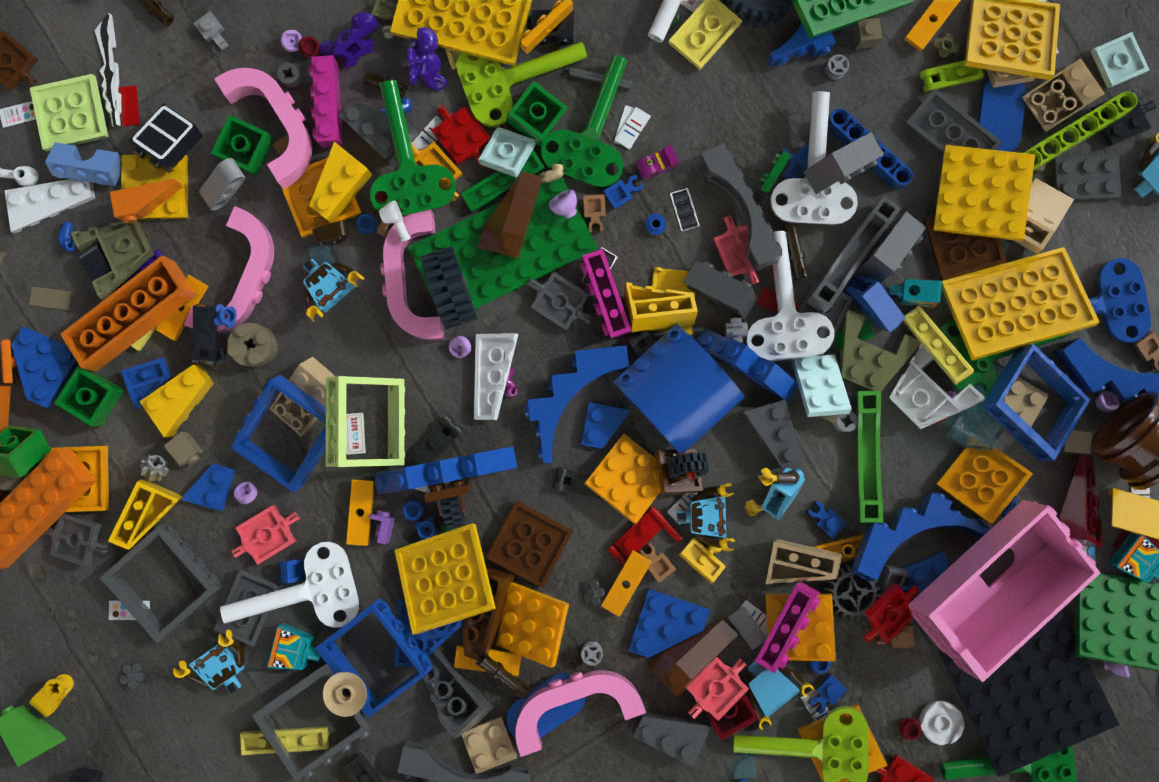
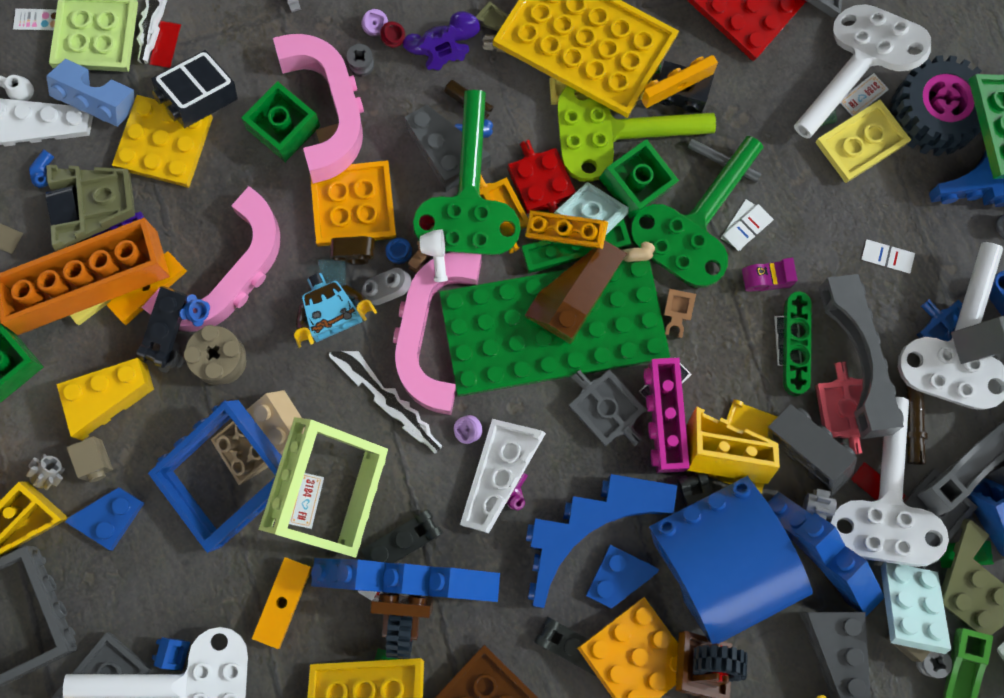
camera: 15 degrees right, 10 degrees down
(141, 200) = (142, 149): orange slope -> none
(145, 379) = (73, 359): blue wing -> none
(222, 184) = (242, 157): light grey beam -> none
(245, 492) = (146, 535): lavender tile -> none
(265, 534) = (154, 597): coral plate -> none
(326, 101) = (394, 100): dark pink brick -> none
(338, 183) = (380, 193): yellow wedge -> none
(365, 255) = (386, 286): none -> light grey plate
(365, 326) = (387, 398): none -> white sword
(384, 529) = (305, 634): medium lavender bracket -> none
(412, 510) = (348, 619): blue plate -> none
(420, 527) = (364, 642): blue plate -> none
(424, 62) = (522, 83): dark purple animal -> none
(426, 137) = (499, 170): white sticker -> none
(448, 287) = (479, 351): black wheel -> none
(501, 171) = (580, 230): none -> light orange tile
(564, 204) = (645, 291): lavender brick -> none
(620, 193) = (715, 299): blue plate -> none
(652, 230) = (745, 355): blue plate -> none
(688, 211) = (797, 343): none -> green beam
(746, 120) = (888, 256): none -> white sticker
(769, 178) = (921, 315): green plate -> none

